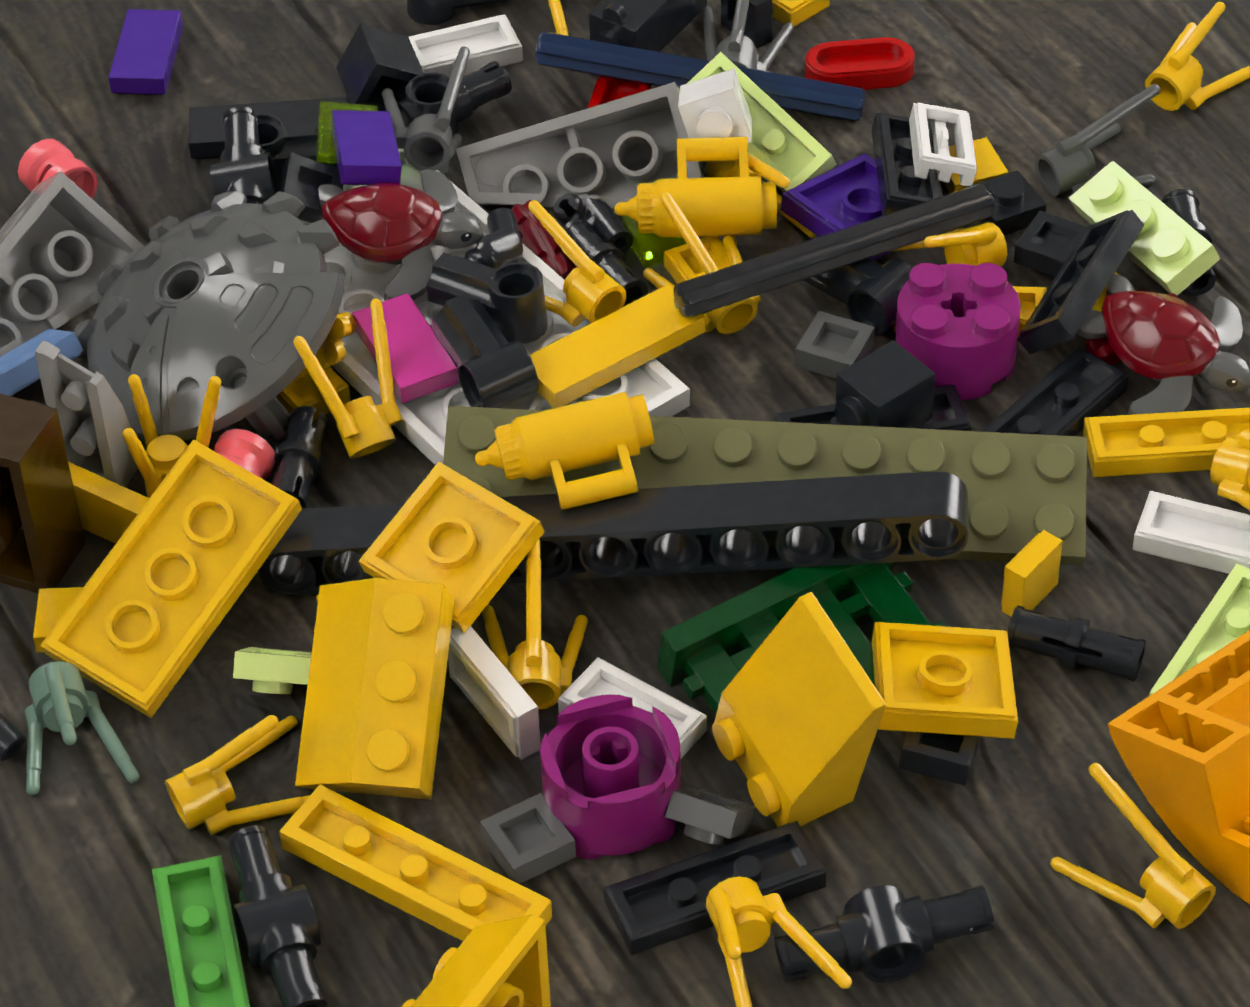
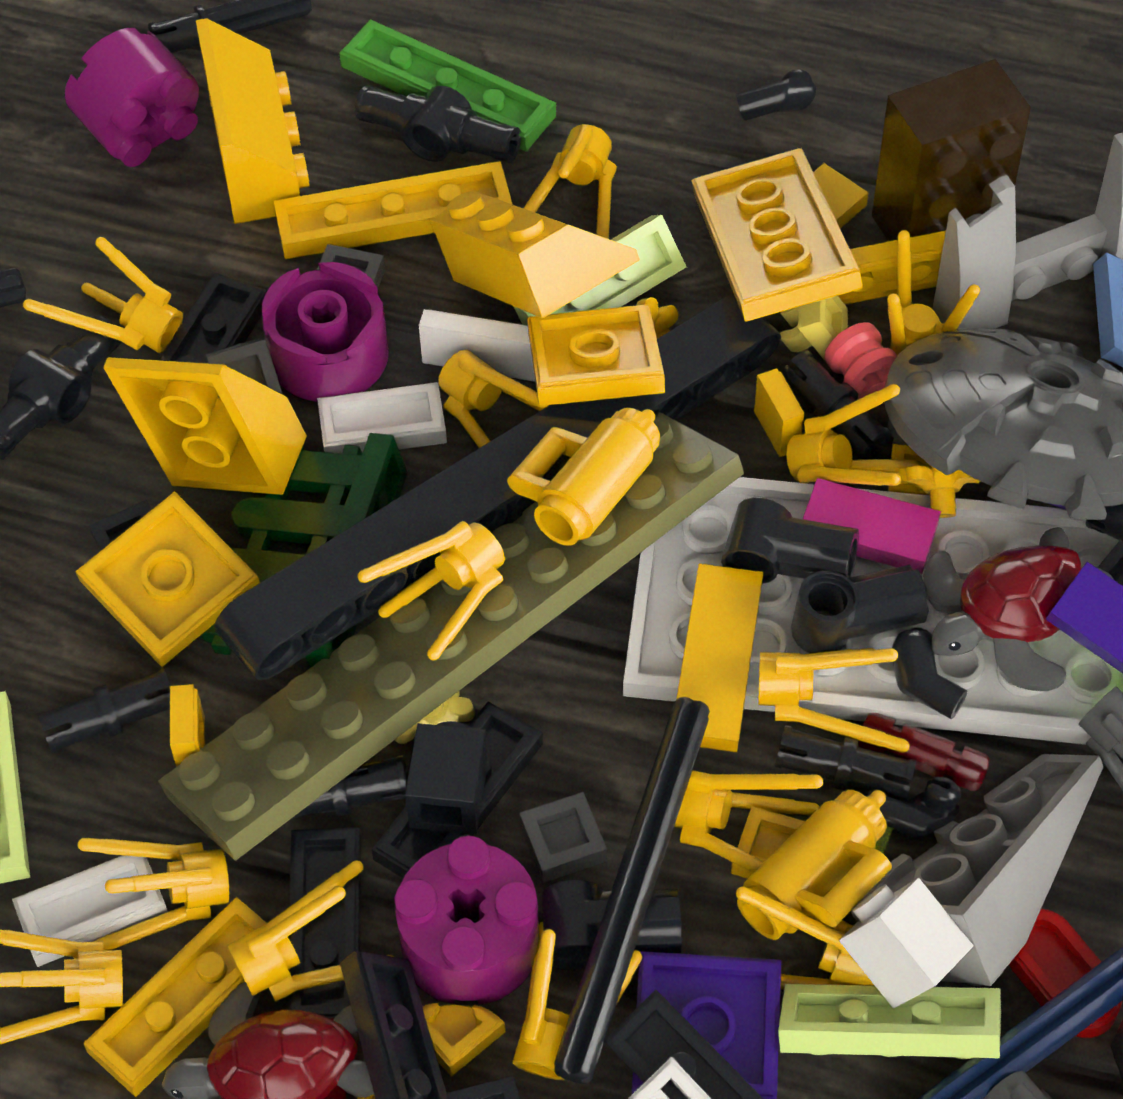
camera: 135 degrees right, 10 degrees up
(61, 706) = (745, 137): sand green plant -> none
(348, 473) = (777, 409): none -> yellow tile
(733, 460) = (466, 559): none -> yellow plant
(1114, 383) = (267, 952): none -> yellow plant
(1118, 478) = (195, 879): none -> yellow plant

